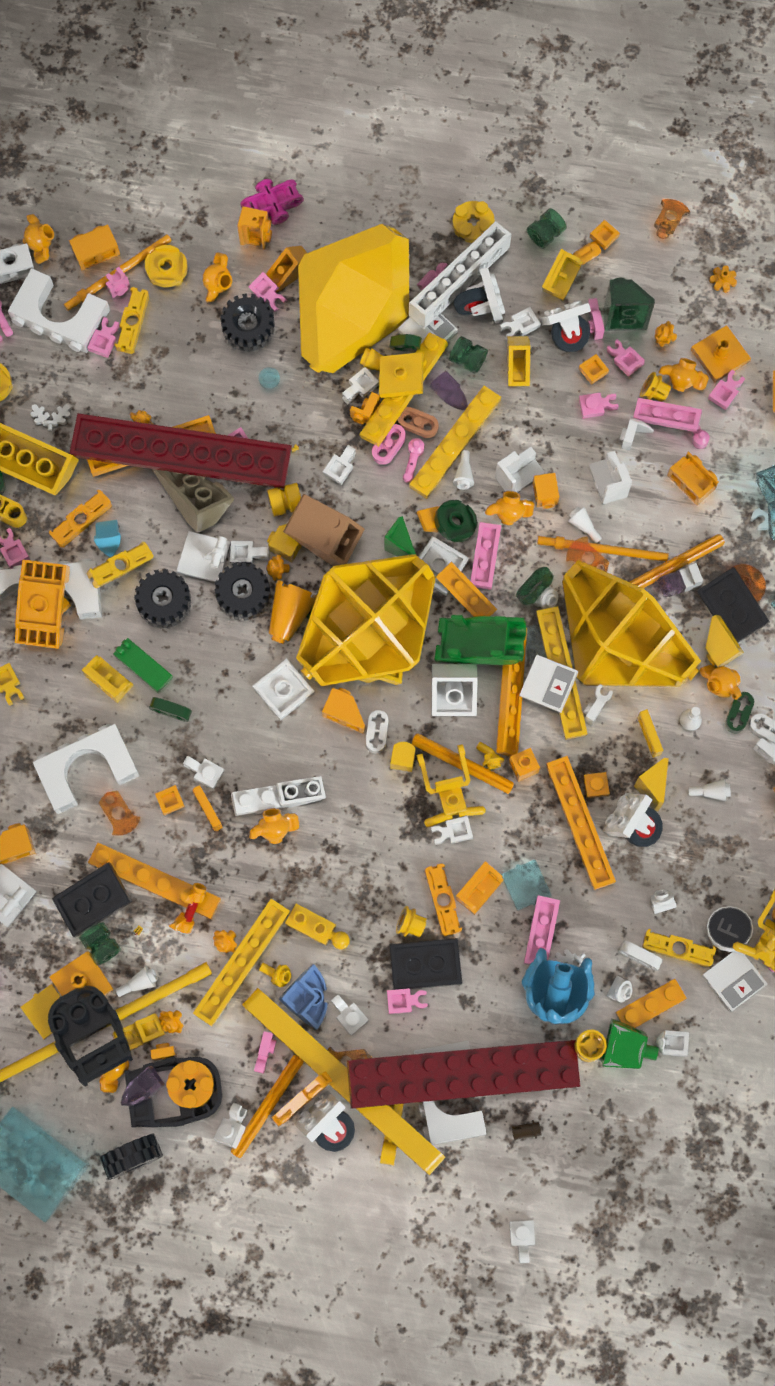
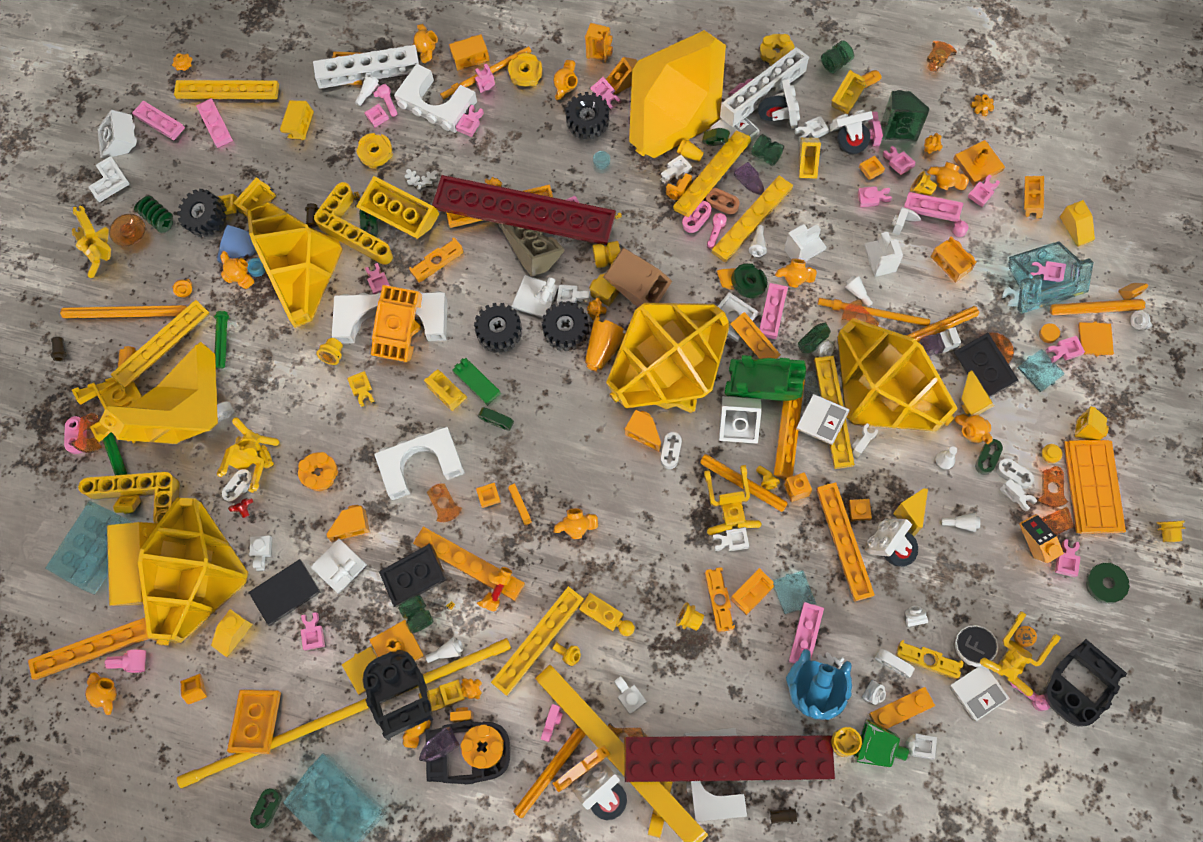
camera: 10 degrees right, 5 degrees down
(107, 537) = (457, 275): medium azure tile -> none
(130, 333) = (491, 119): yellow piece -> none
(131, 1156) = (423, 808): black bush -> none
(132, 558) = (454, 302): yellow piece -> none
(206, 773) = (521, 474): white plate -> none
(224, 941) = (525, 621): light orange plant -> none
(231, 1129) = (515, 791): white plate -> none
(274, 199) = (619, 23): dark pink axle -> none
(279, 796) = (585, 498): white slope -> none
(283, 689) = (593, 409): white tile -> none
(306, 997) = (592, 676): medium blue brick -> none
(339, 467) = (655, 232): white plate -> none
(398, 540) = (699, 291): green slope -> none
(401, 375) = (711, 160): yellow plate -> none
(401, 1001) = (677, 687): bright pink plate -> none
(403, 756) = (692, 472): yellow piece -> none
(425, 964) = (700, 655): black tile -> none
(545, 490) = (827, 261): light orange brick -> none
(604, 234) = (885, 65): light orange plate -> none
(650, 733) = (909, 468): yellow tile -> none

